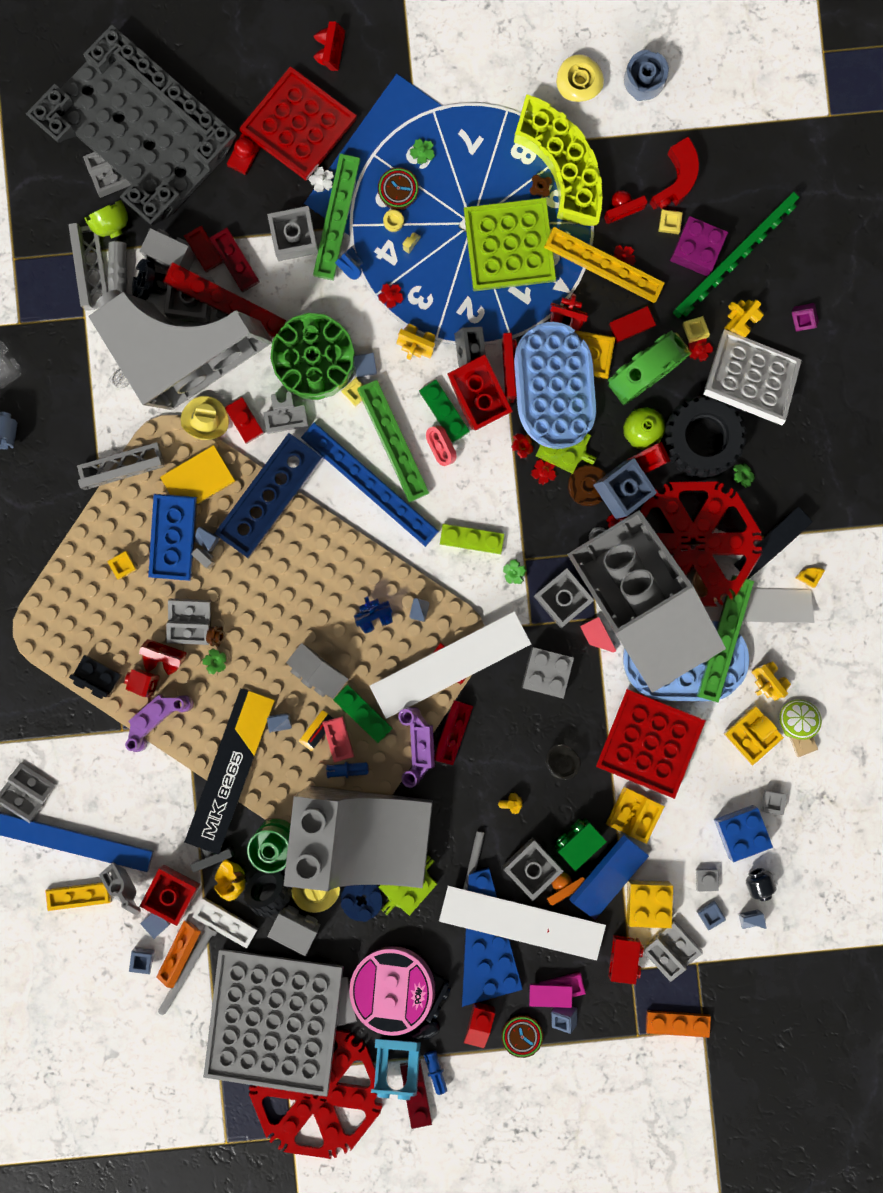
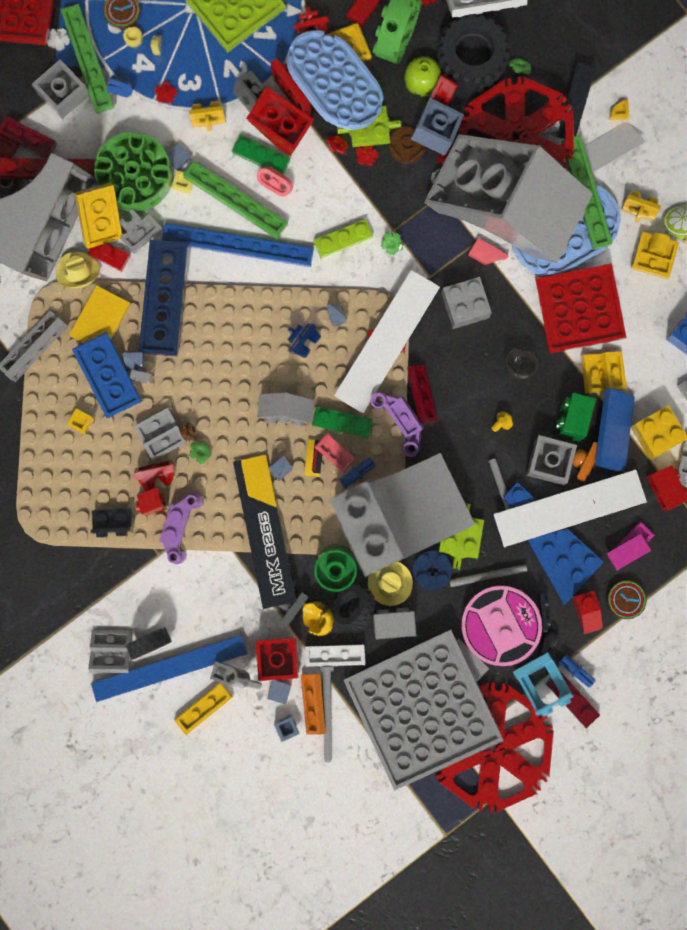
camera: 30 degrees left, 5 degrees down
(62, 810) = (148, 643): none -> black tyre
(253, 382) = (98, 215): none -> yellow plate
(409, 935) = (488, 575): none -> light grey bar
(563, 598) = (442, 238): light grey brick -> none
(564, 1019) = (650, 564): sand blue slope -> none

